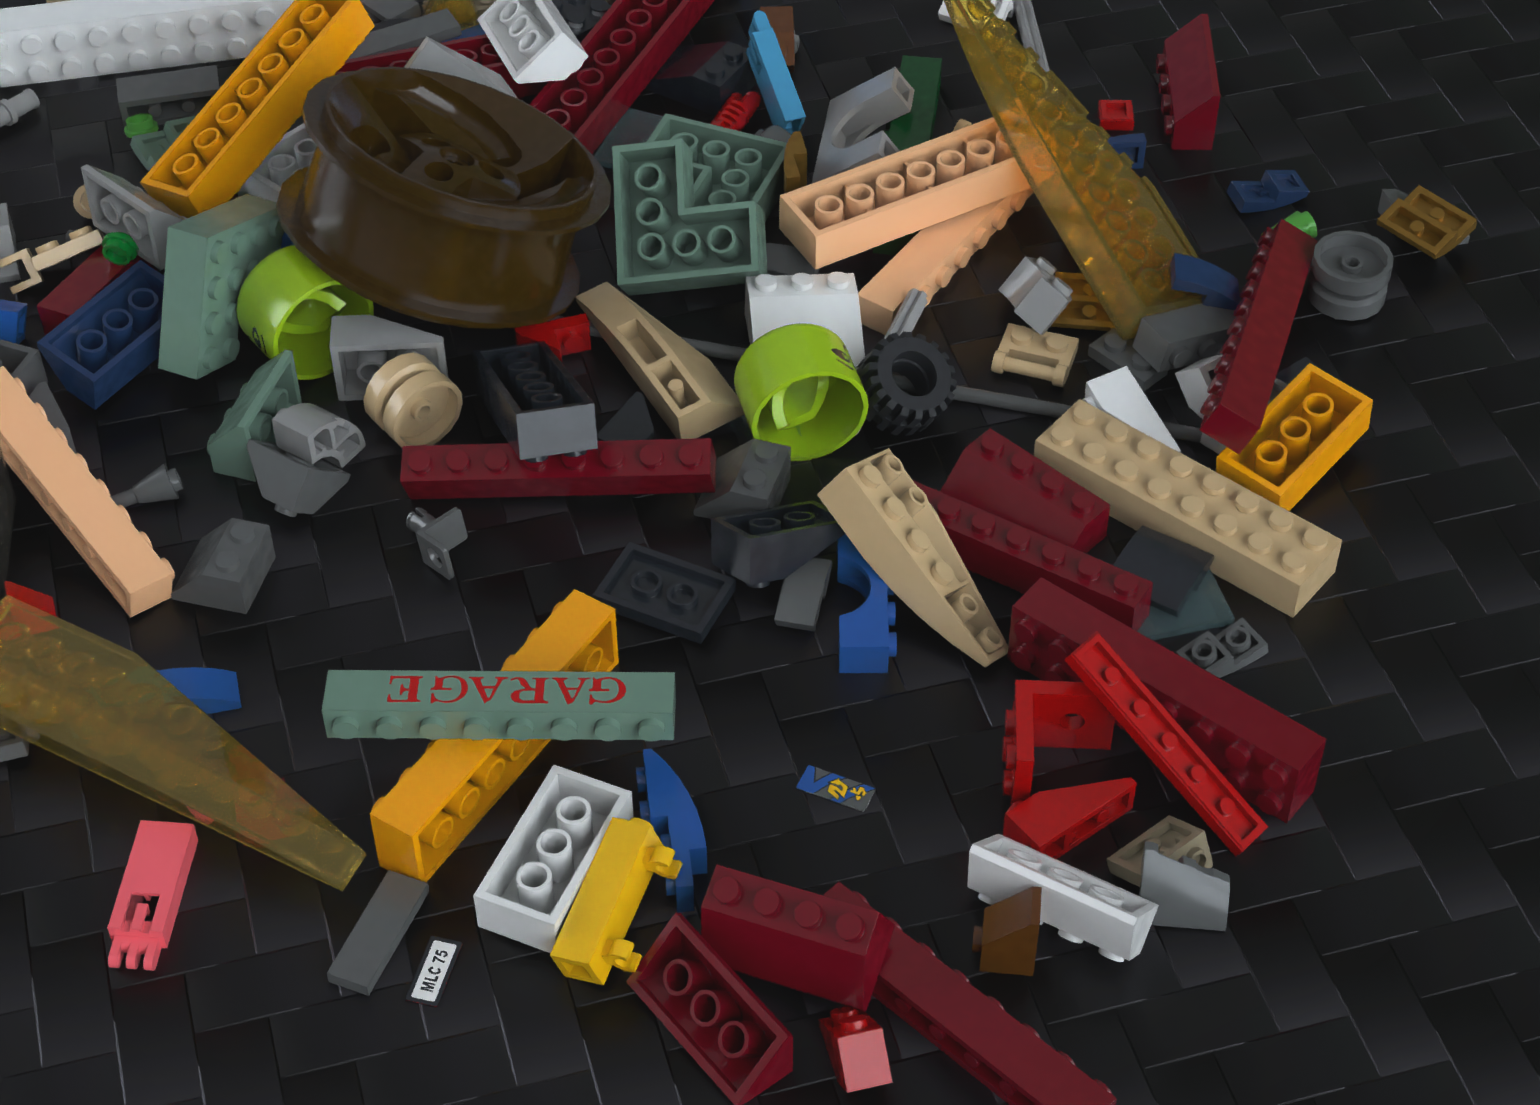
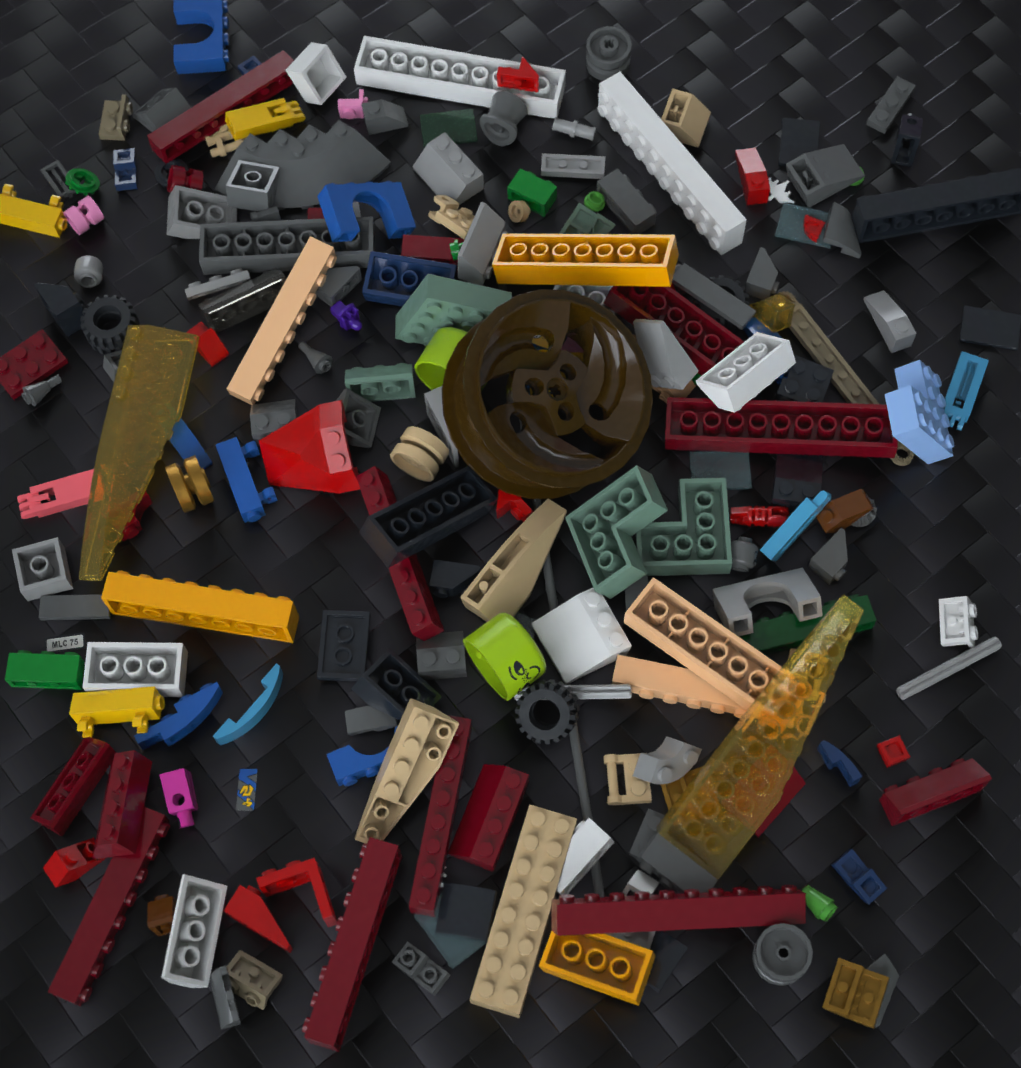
camera: 70 degrees right, 20 degrees up
(61, 176) = (533, 190): none -> green brick
(65, 130) = (573, 166): none -> light grey plate
(109, 435) = (347, 316): none -> dark purple piece
(268, 687) = (191, 483): none -> pearl gold wheel
(283, 944) = (42, 569): none -> light grey brick
(299, 634) = (241, 481): none -> blue brick
(317, 434) = (377, 418): light grey brick -> none
(323, 517) = (311, 452): none -> red wedge
(438, 537) = (335, 512): dark grey bracket -> none
(475, 1000) = (45, 670): none -> green brick
(499, 705) = (188, 603): sand green brick -> none
(717, 728) = (231, 731): none -> dark azure slope
(795, 163) = (709, 575): pearl gold slope -> none
(812, 853) = (175, 786): none -> dark pink torso
(826, 74) = (831, 559): none -> dark grey slope
(1166, 743) = (310, 955): red tile -> none
(1198, 276) = (711, 862): dark blue slope -> none

